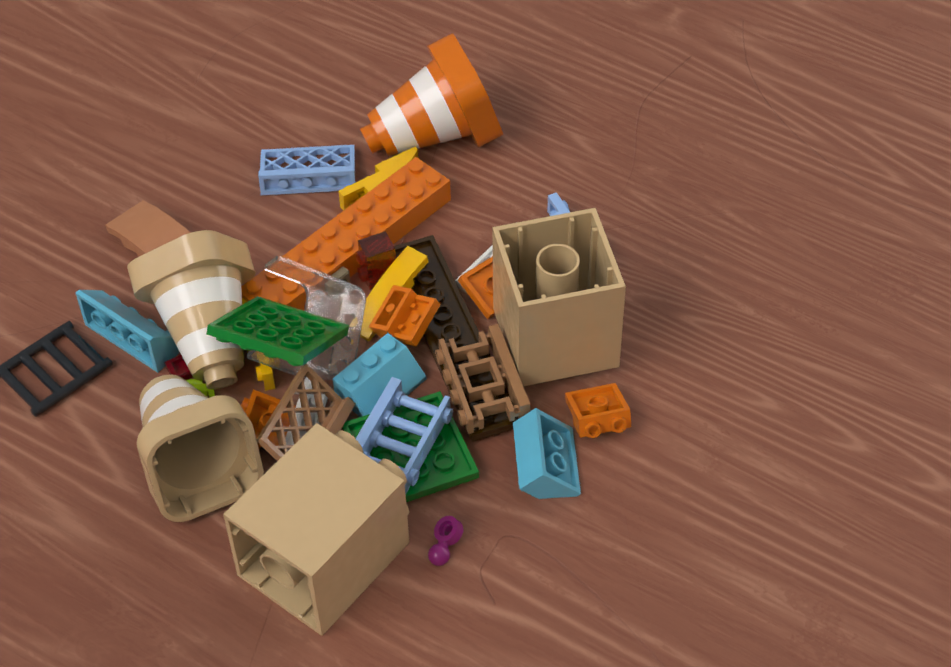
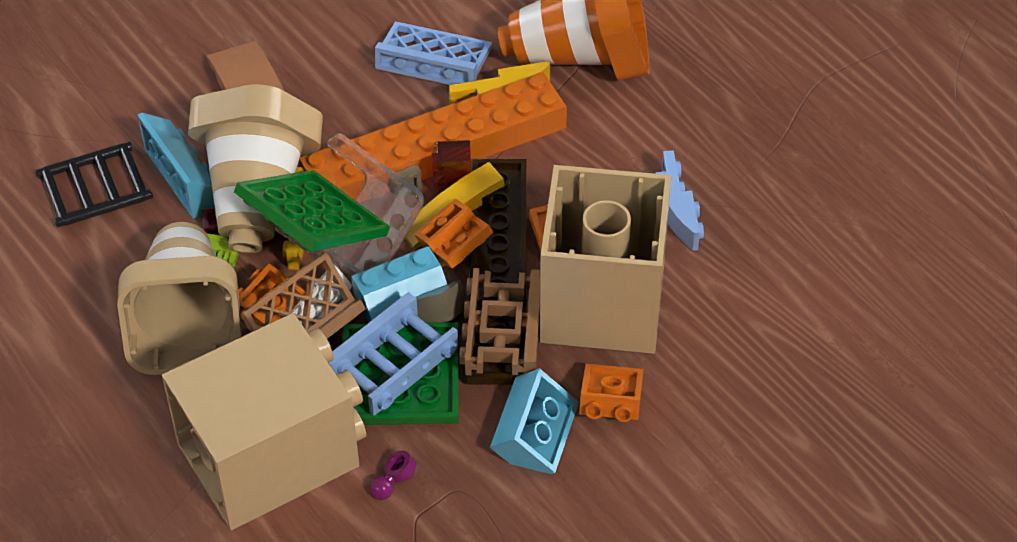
camera: 20 degrees right, 0 degrees up
(420, 378) = (442, 303): none -> dark tan slope

